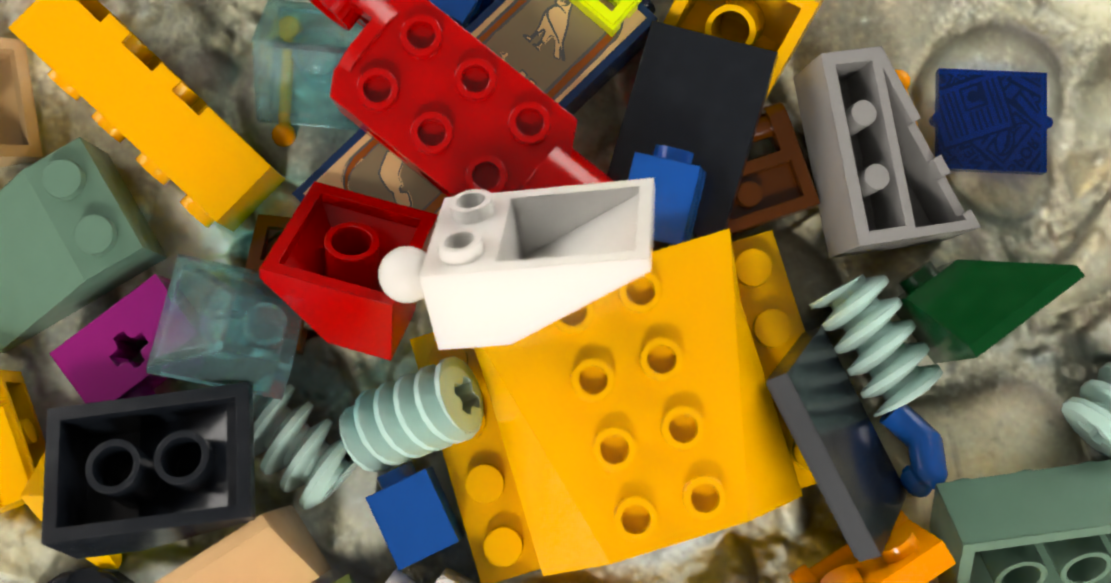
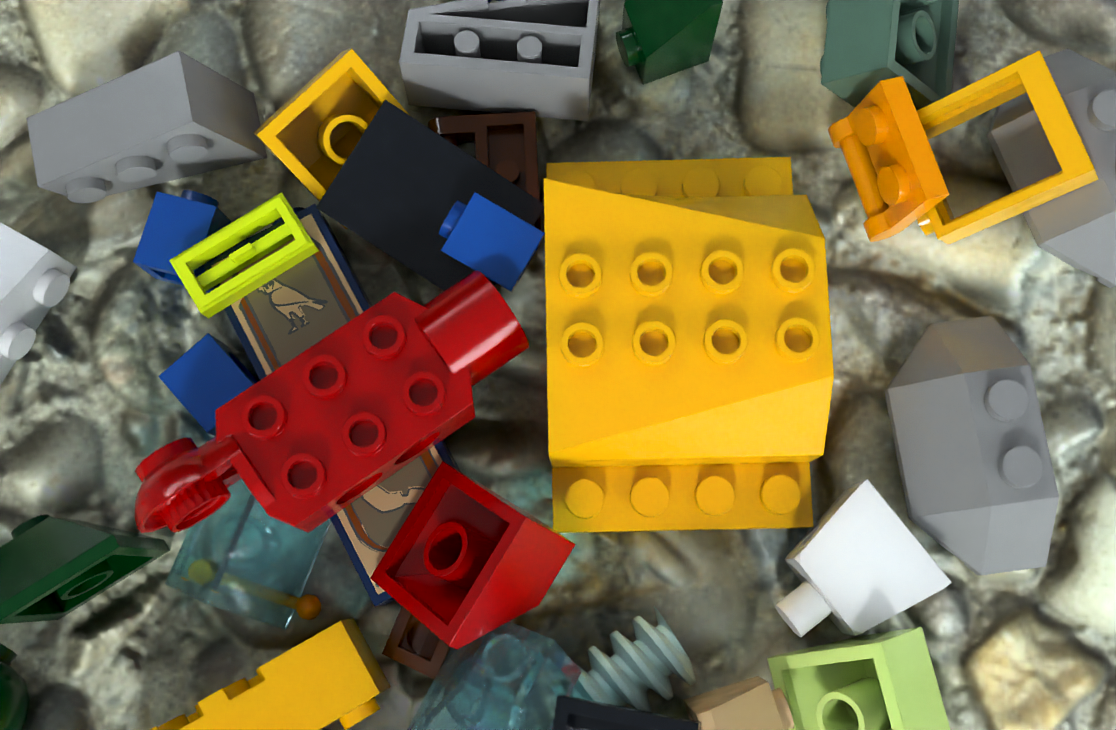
camera: 70 degrees left, 5 degrees down
(413, 416) = (633, 544): light aqua piece -> none
(413, 514) = (727, 573): blue brick -> none
(523, 258) = (521, 366): white slope -> none
(838, 443) = (764, 152): black tile -> none
(878, 342) = (678, 96): light aqua piece -> none
(924, 448) = (783, 87): blue arm -> none

